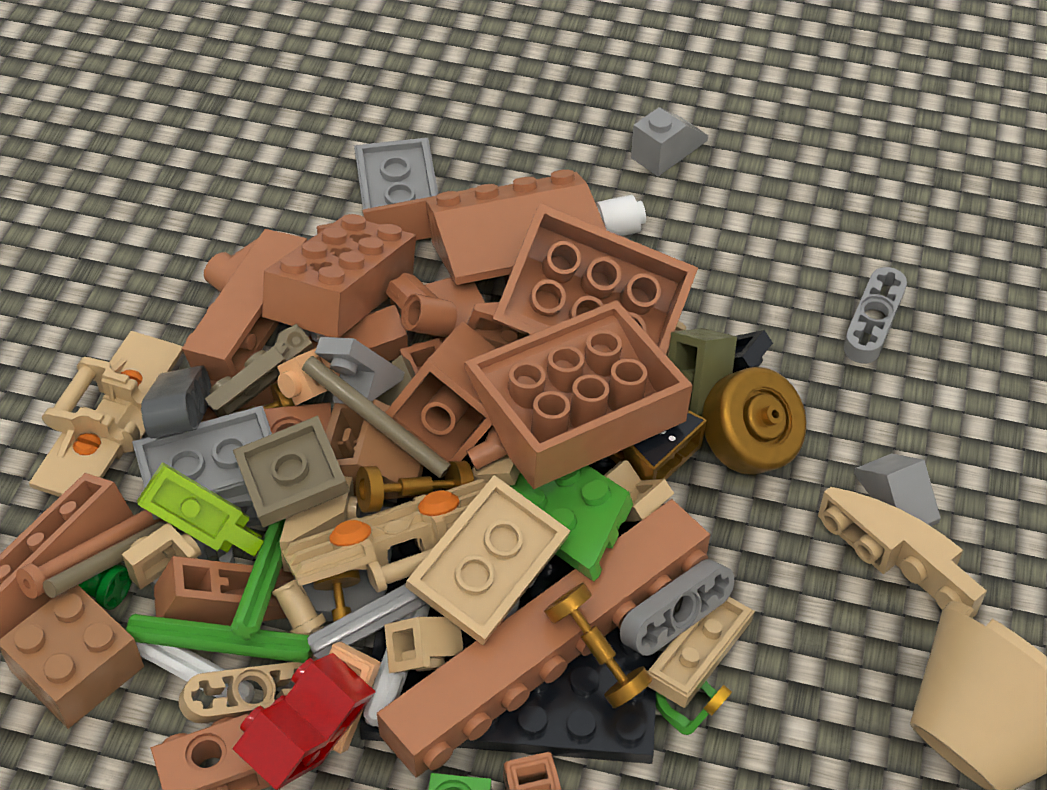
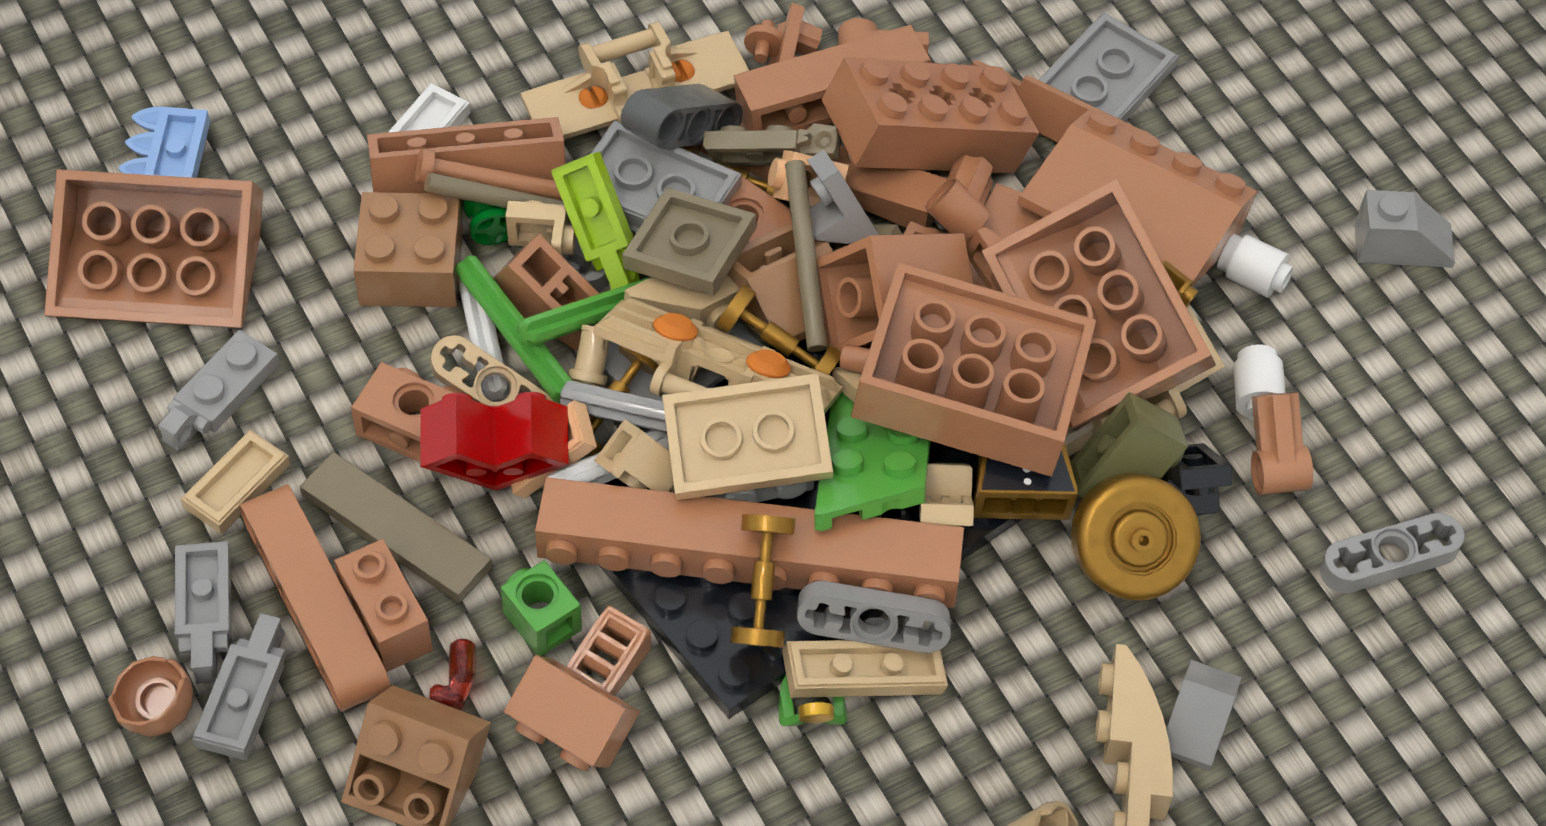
camera: 45 degrees right, 5 degrees up
(177, 309) = (783, 41): none -> nougat hips
(710, 283) = (1255, 374): none -> white brick
(756, 302) = (1280, 457): none -> nougat piece

